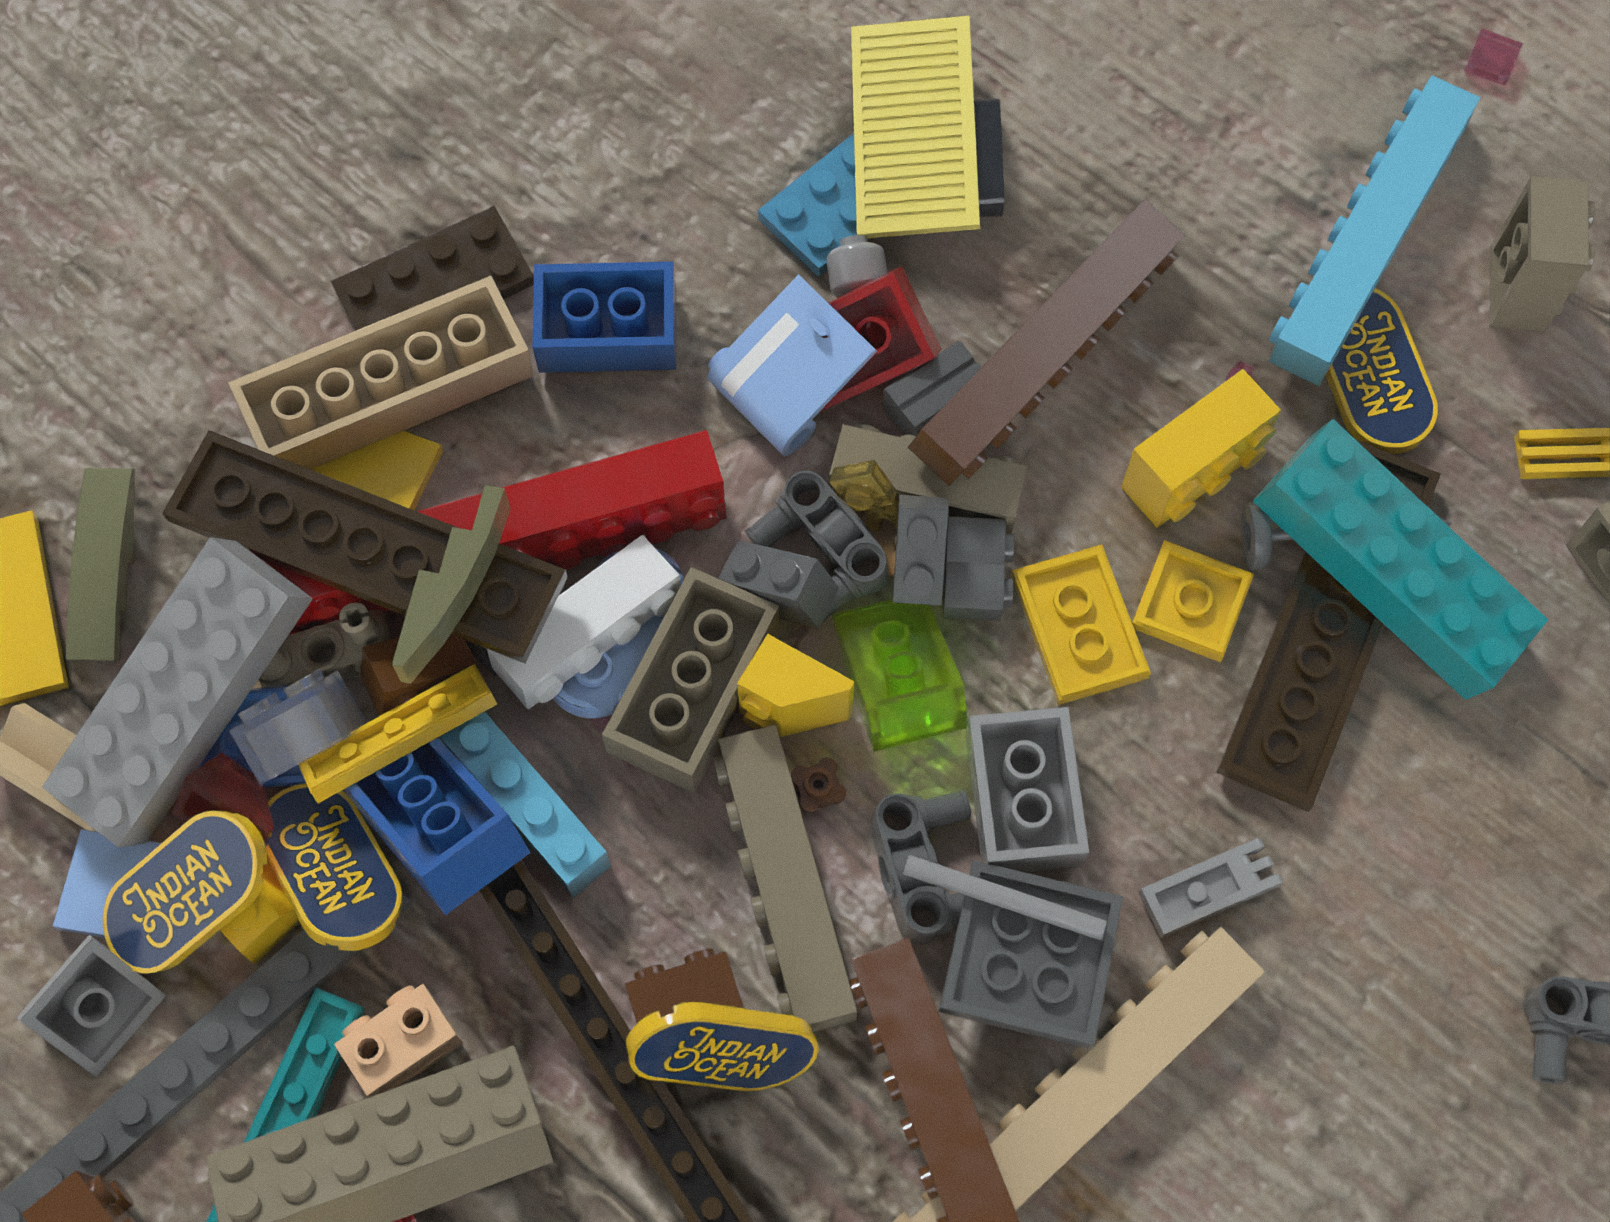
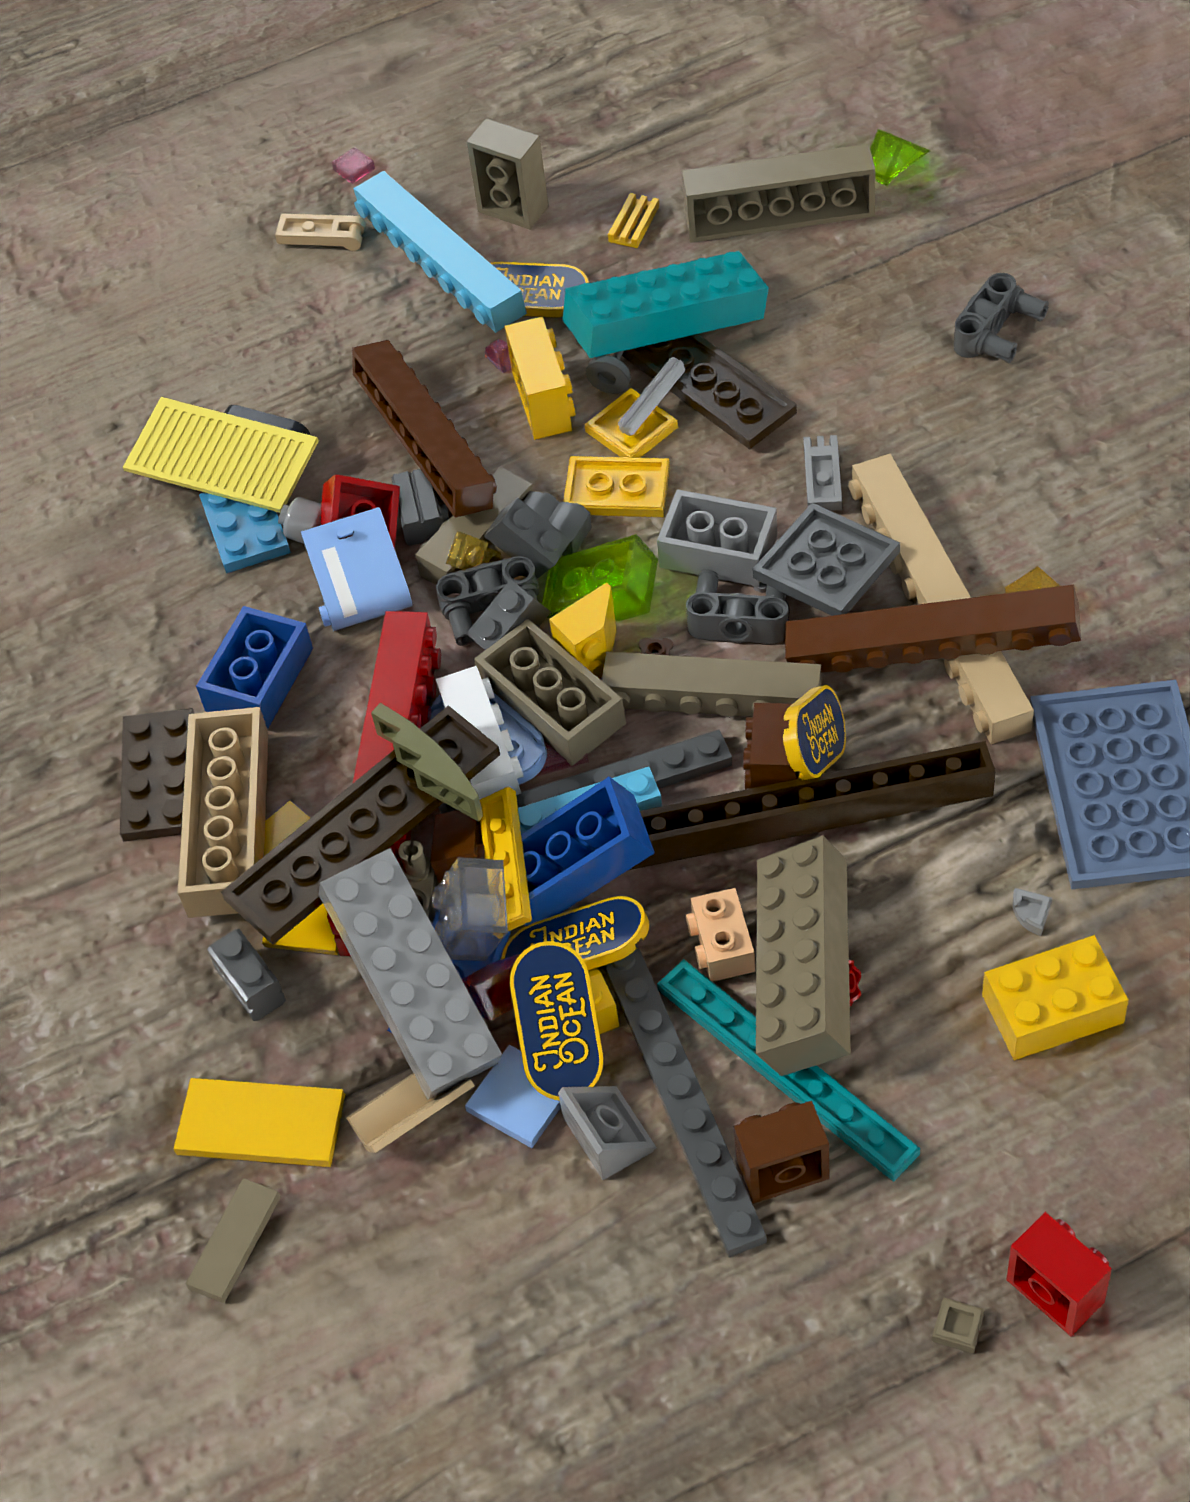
camera: 60 degrees left, 15 degrees down
(100, 564) = (263, 1037): olive slope -> none
(147, 522) = (246, 974): none -> dark grey brick
(628, 842) = (667, 764): none -> dark grey plate
(1004, 897) = (785, 556): light grey bar -> none
(1237, 608) = (651, 396): none -> light grey axle
(1353, 70) = (321, 230): none -> tan plate

